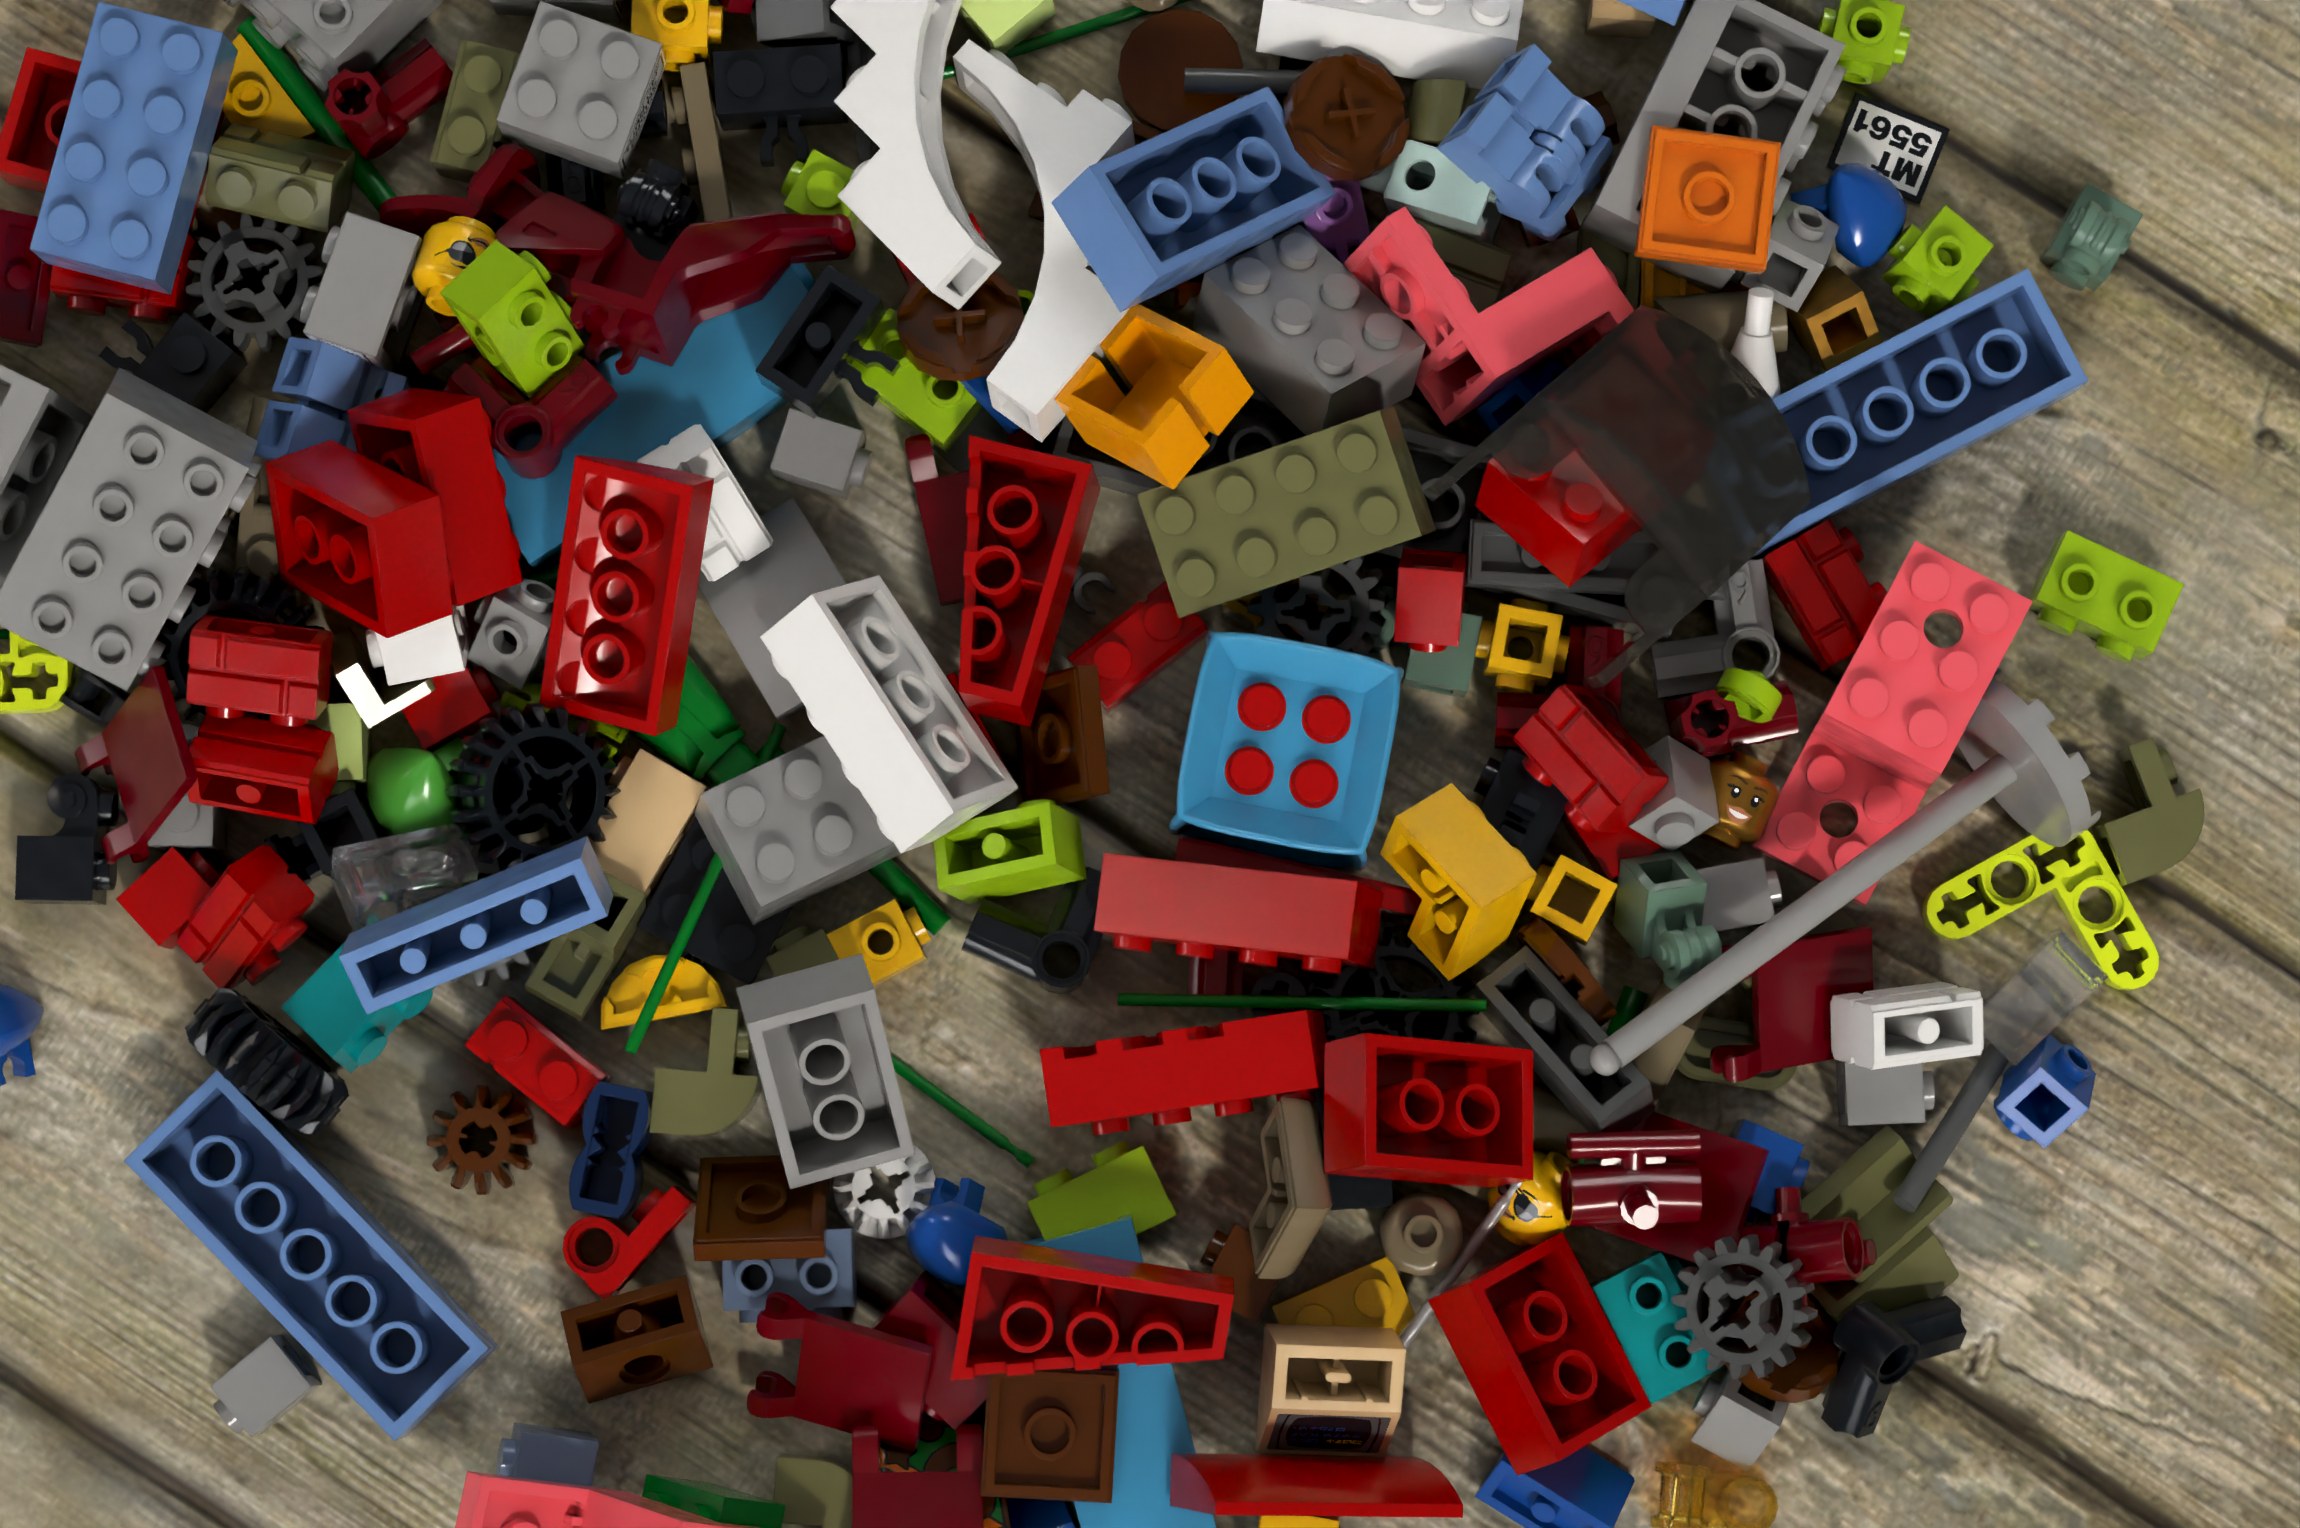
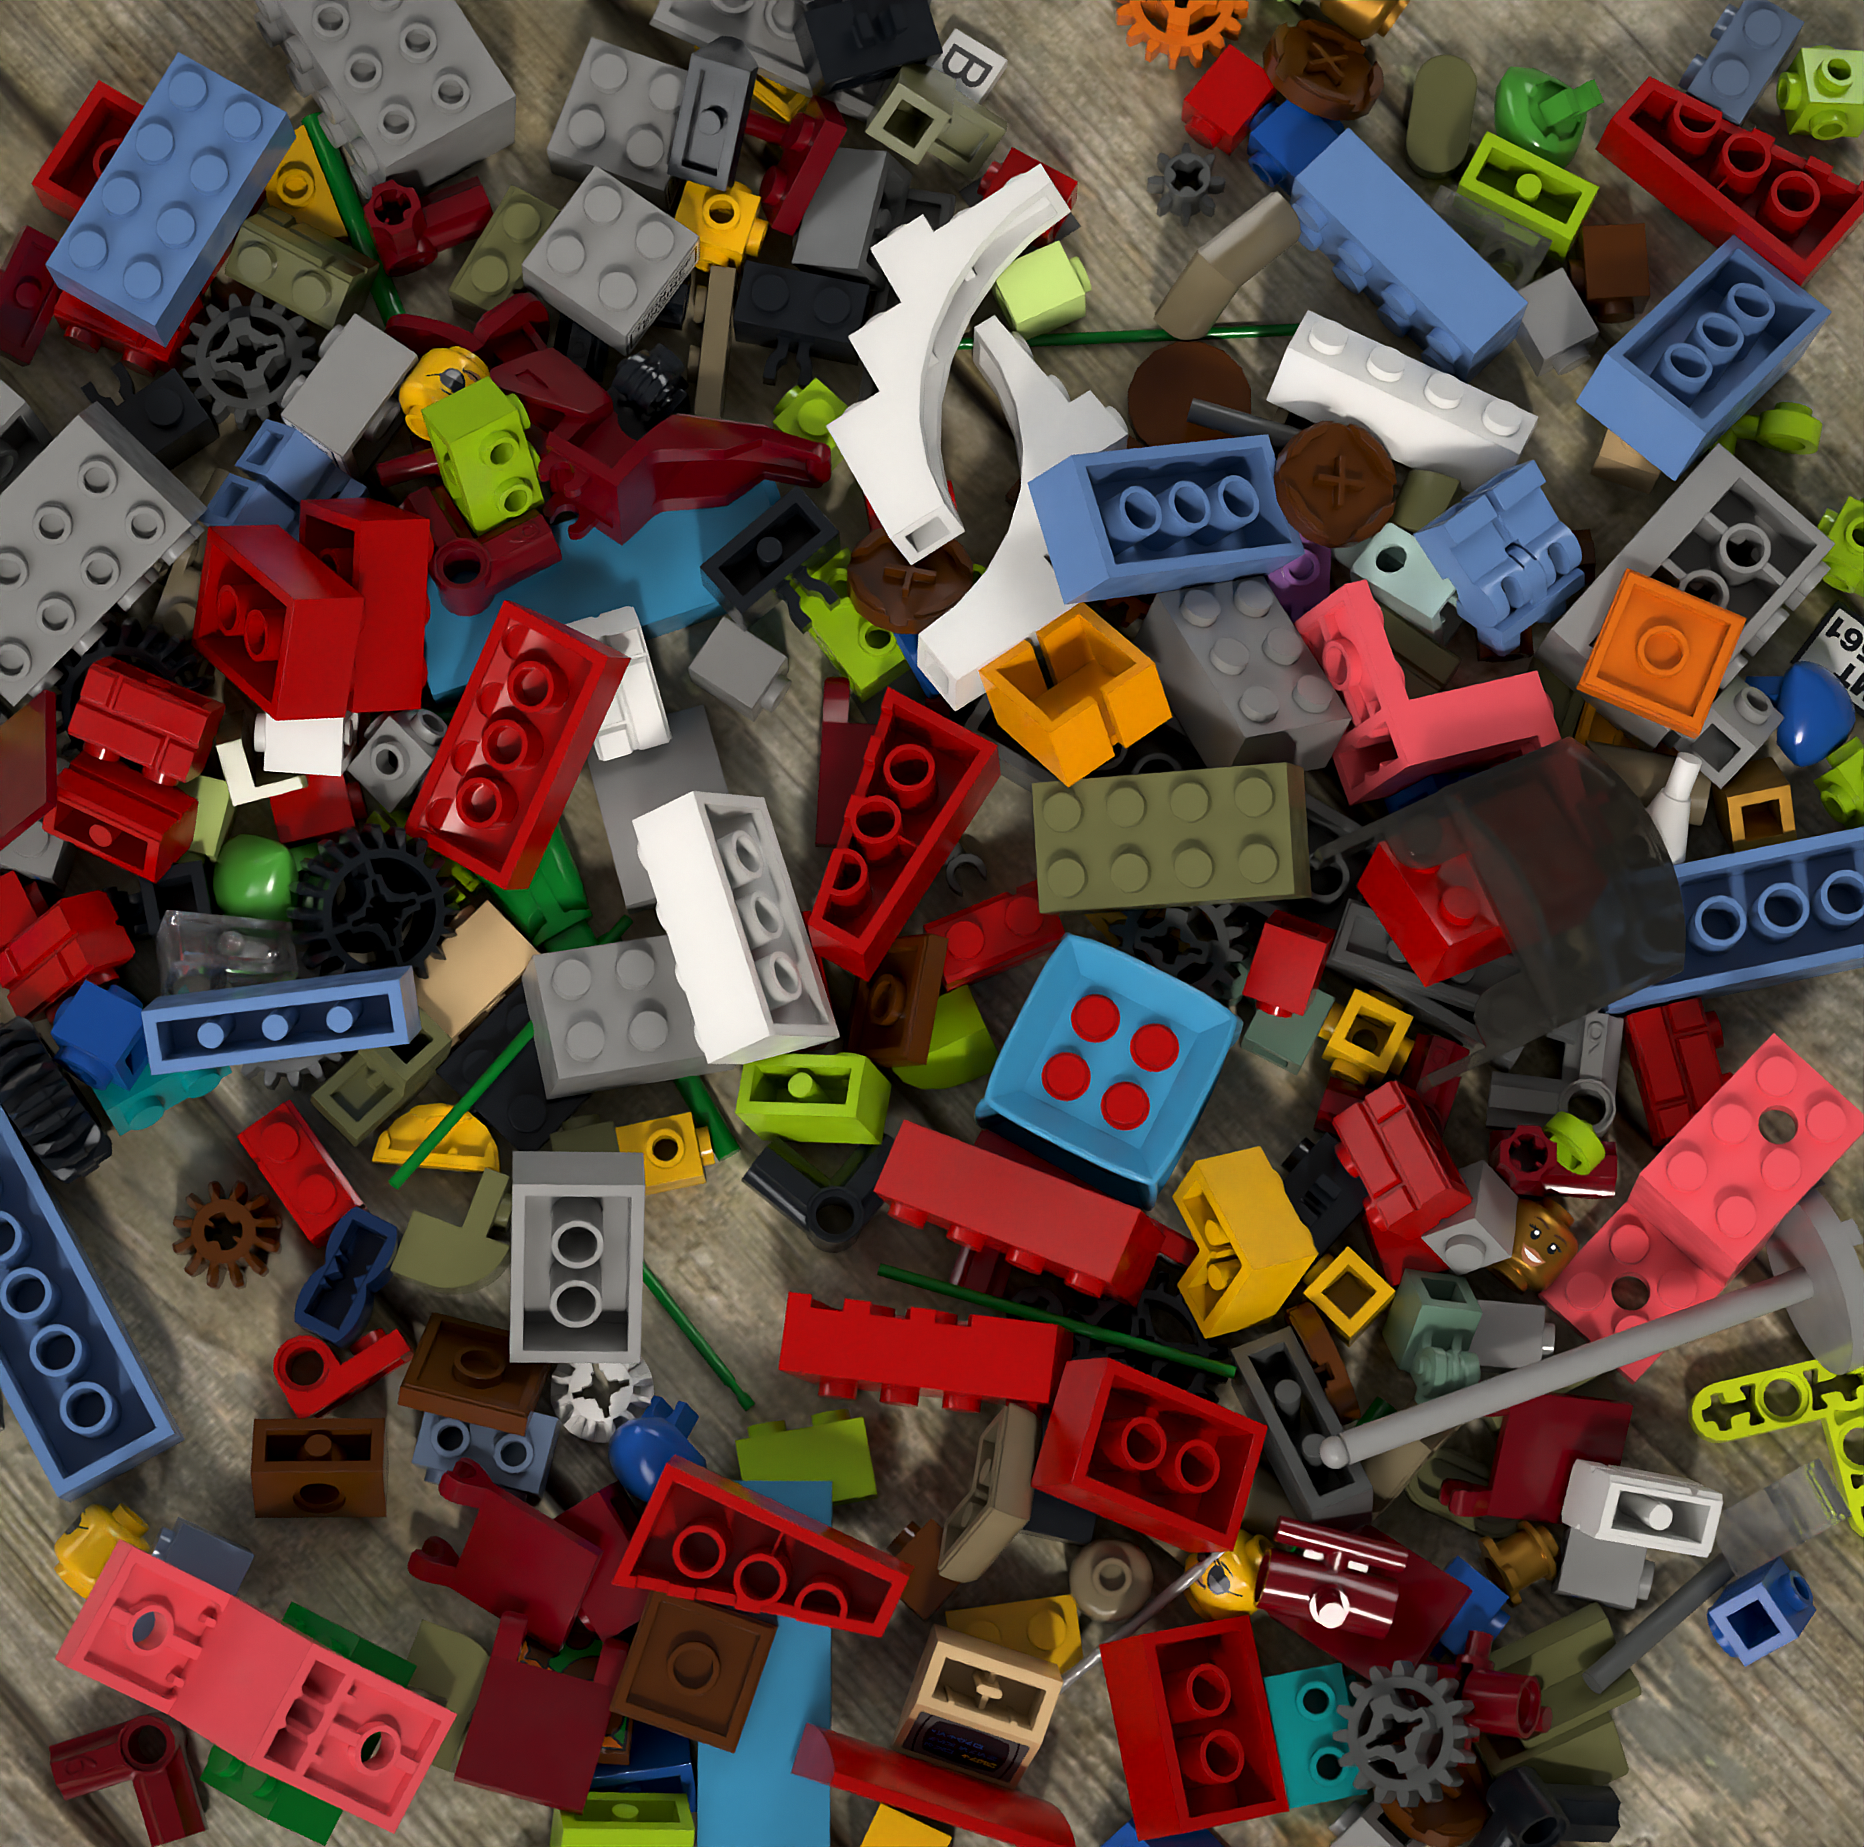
camera: 15 degrees right, 5 degrees down
(306, 987) = (101, 1036): none -> blue brick
(440, 1472) = (91, 1540): none -> yellow head
(1134, 761) = (958, 1045): none -> lime brick
(1803, 1104) = (1519, 1559): none -> pearl gold brick

